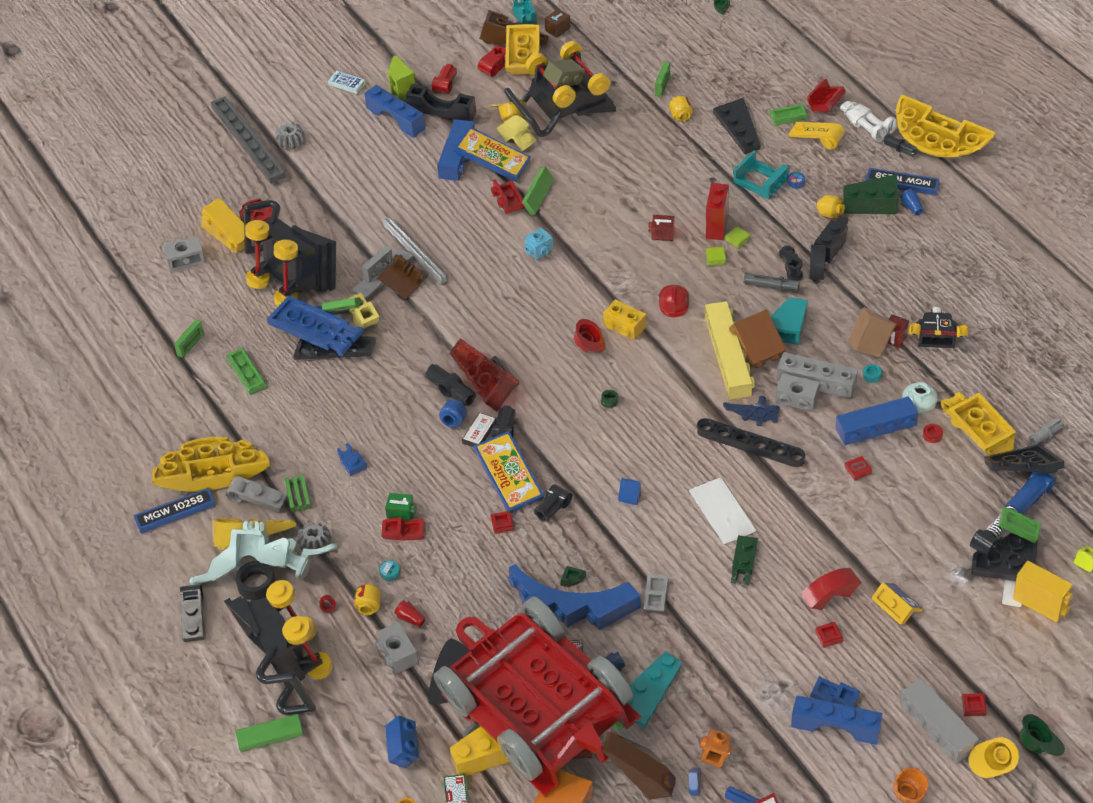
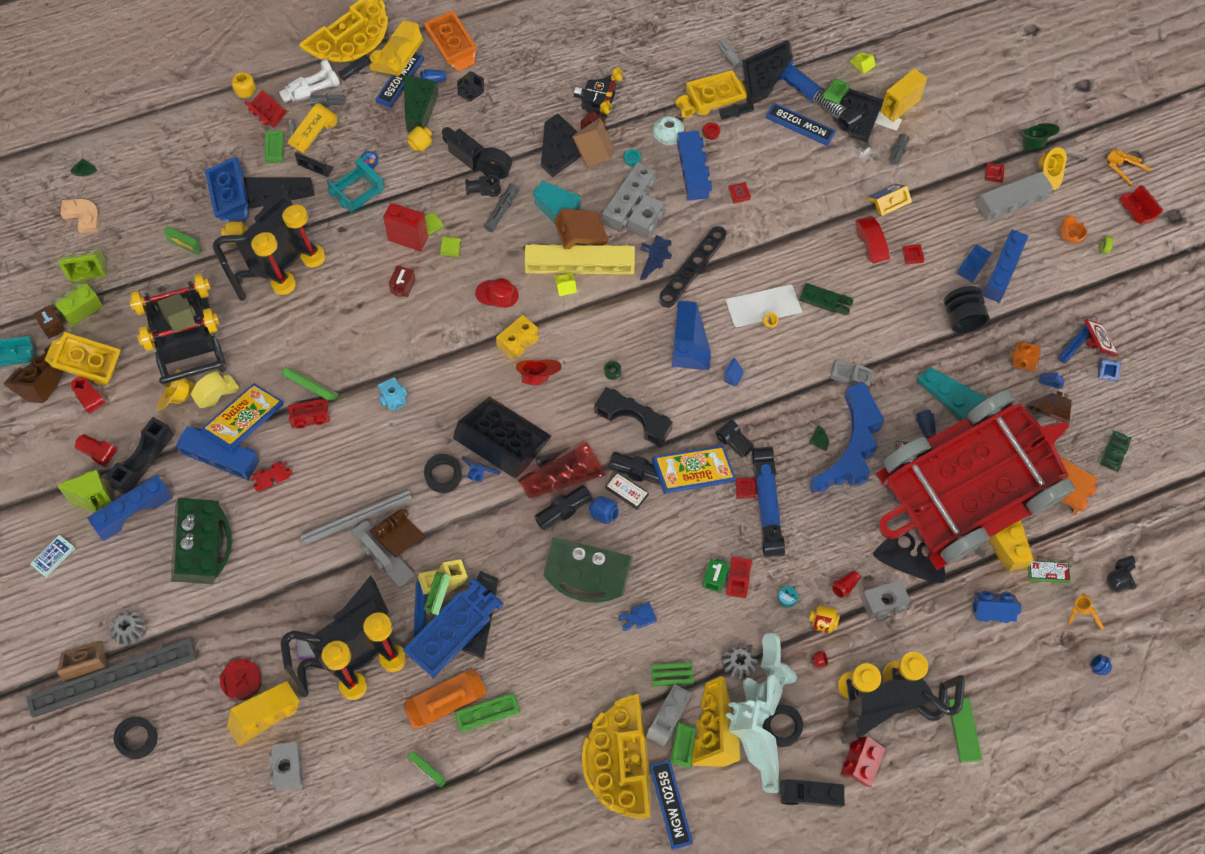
camera: 85 degrees left, 15 degrees up
(202, 172) = (127, 724): none -> black tyre
(227, 650) = (863, 760): none -> bracket
(228, 508) = (683, 745): none -> bright green tile
(253, 339) = (444, 699): none -> orange piece
(258, 118) = (82, 661): none -> medium nougat slope
(369, 152) = (198, 541): none -> dark green piece
(387, 406) = (587, 570): none -> dark green piece
(444, 190) = (263, 478): none -> red hinge
(468, 285) = (439, 460): none -> black tyre
(480, 316) = (476, 472): none -> blue piece
(515, 328) = (501, 436): none -> black slope
(518, 531) = (764, 474): none -> piece
(551, 437) = (614, 405): none -> black arch
(580, 32) = (77, 303): none -> lime slope
(618, 25) = (83, 265): none -> lime slope
(657, 450) = (690, 342): none -> blue wedge
(667, 124) = (272, 245): none -> black piece
(677, 15) = (84, 210): none -> light nougat plate
(698, 512) = (773, 319): none -> yellow hinge
(699, 347) = (565, 284): none -> neon yellow slope
(723, 90) = (228, 190): none -> blue slope
(758, 679) = (966, 309): none -> black wheel
(777, 143) = (313, 164): none -> black slope
(845, 74) = (243, 85): none -> yellow head
(848, 311) = (558, 145): none -> black plate
(853, 135) = (327, 100): none -> dark grey axle
(913, 228) = (470, 86): none -> black brick
(931, 169) = (397, 50): none -> yellow slope
(961, 204) = (452, 40): none -> orange slope
(967, 448) = (736, 110): none -> black axle
(969, 603) = (899, 149): none -> dark grey axle
(972, 509) = (800, 124): none -> tile

